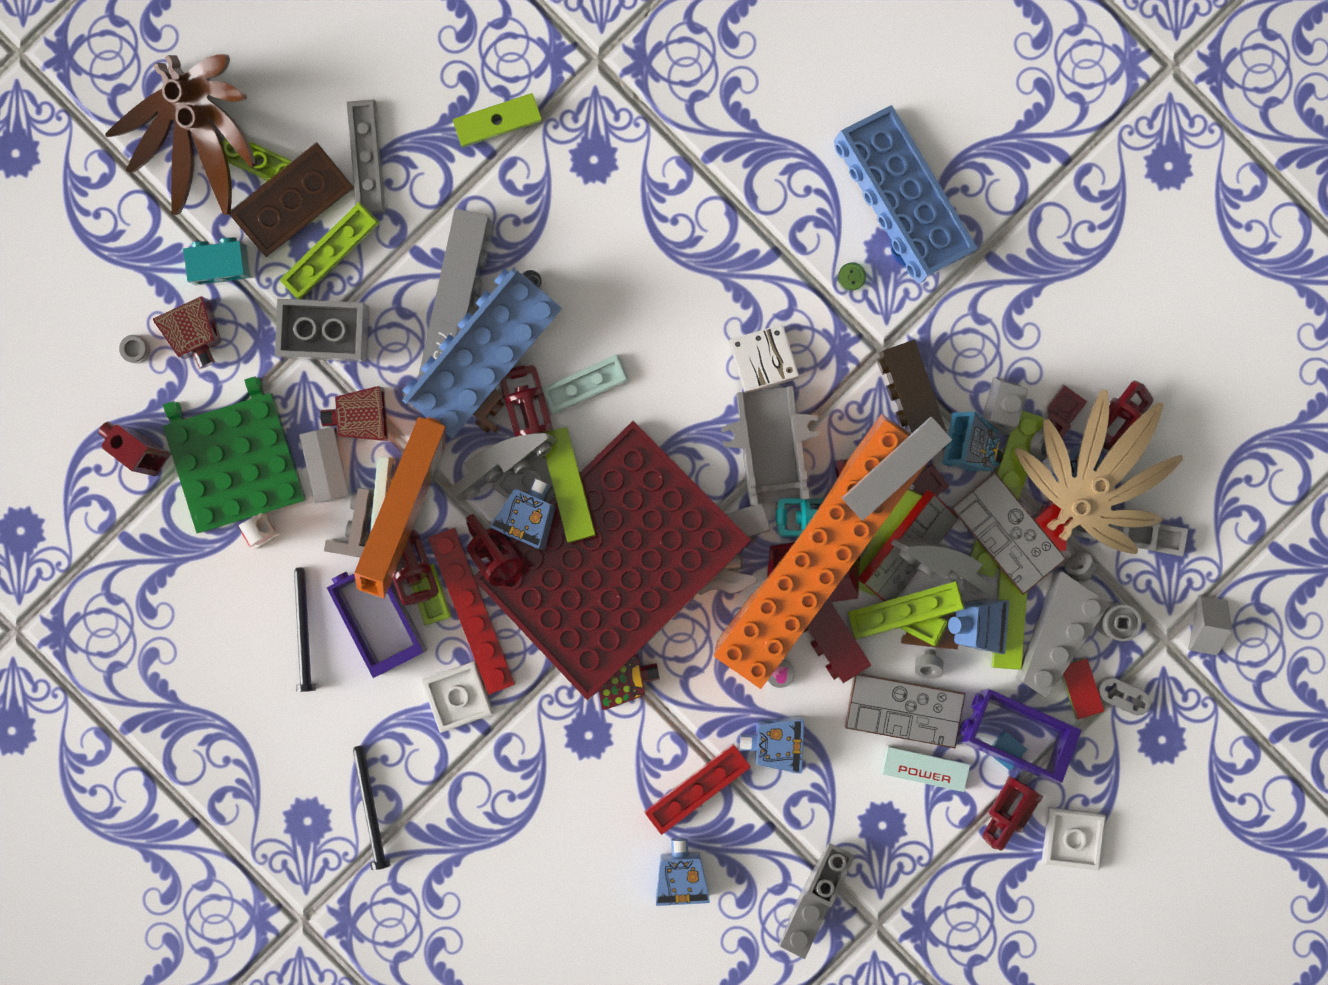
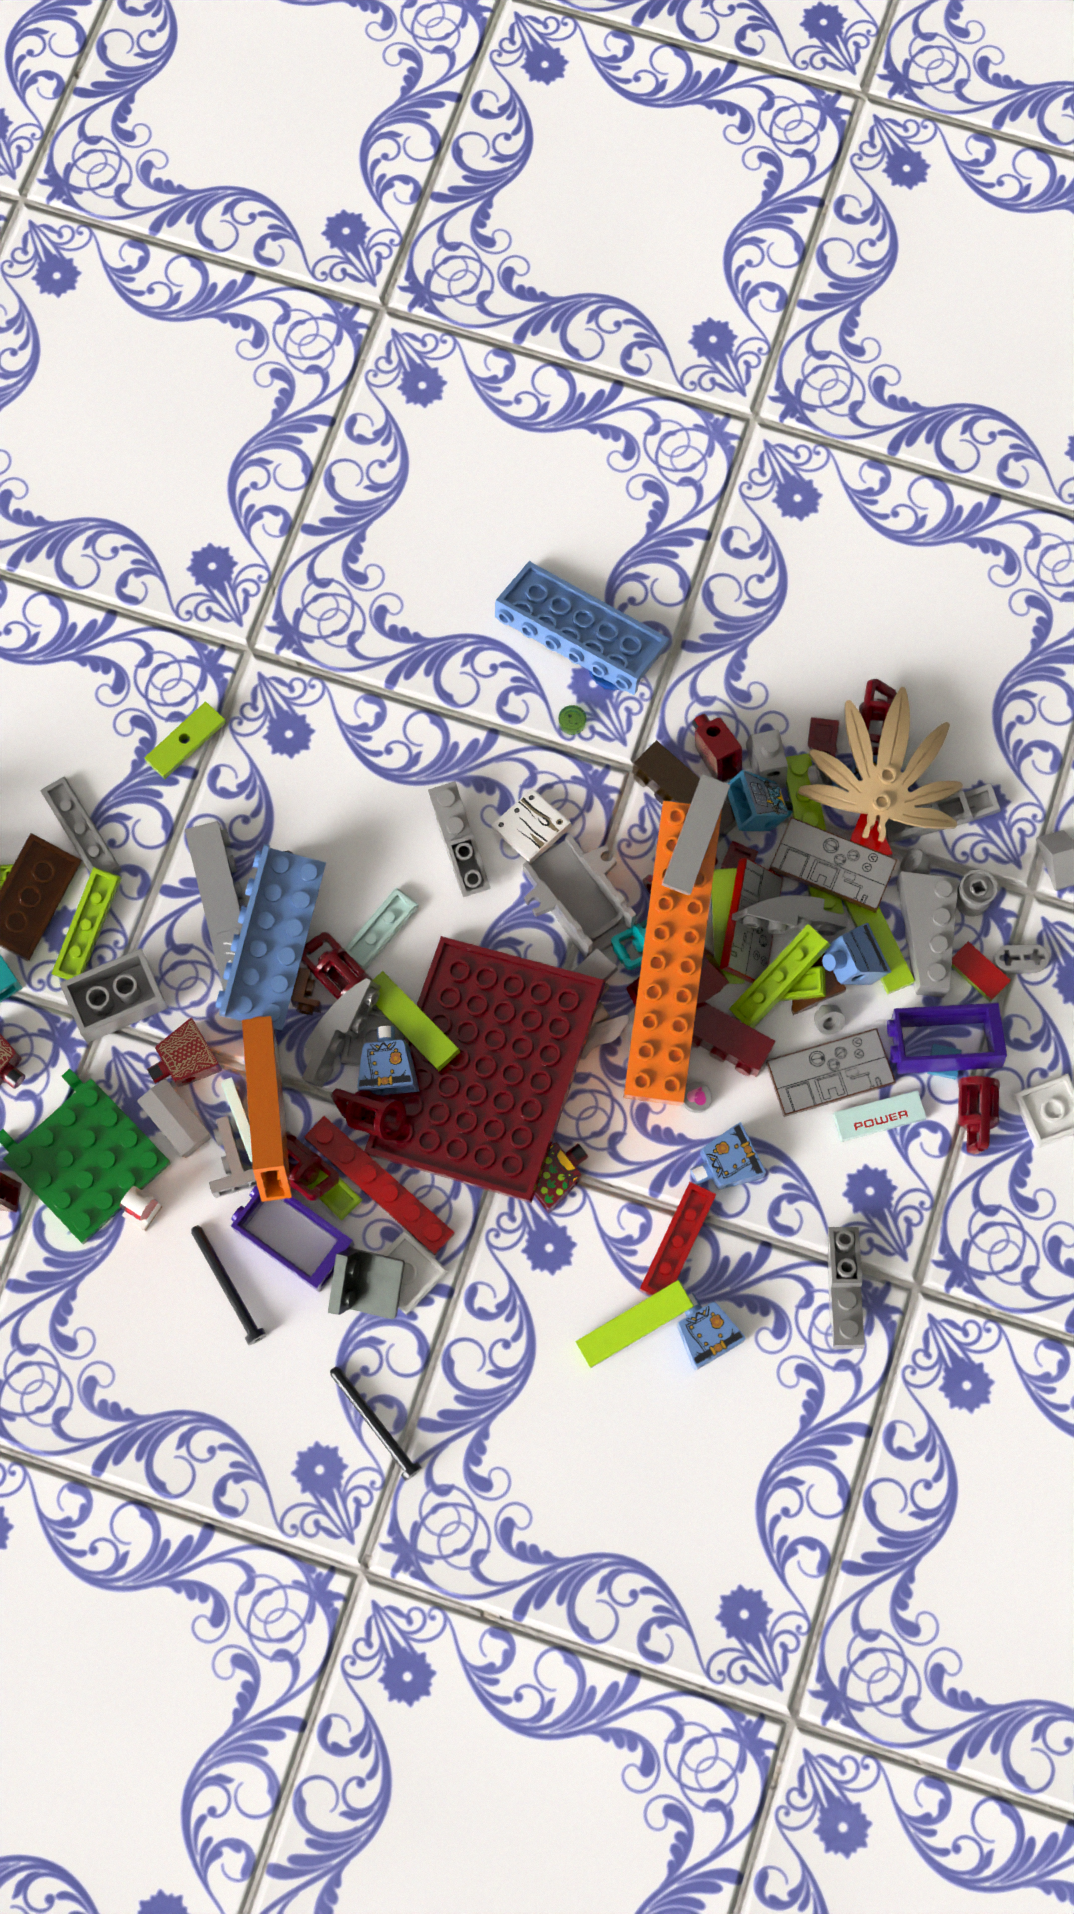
camera: 25 degrees left, 15 degrees down
(417, 693) = (366, 1283): none -> bracket
(624, 840) = (634, 1324): none -> lime tile
(693, 340) = (458, 839): none -> light grey slope
(965, 372) = (717, 747): none -> dark red torso

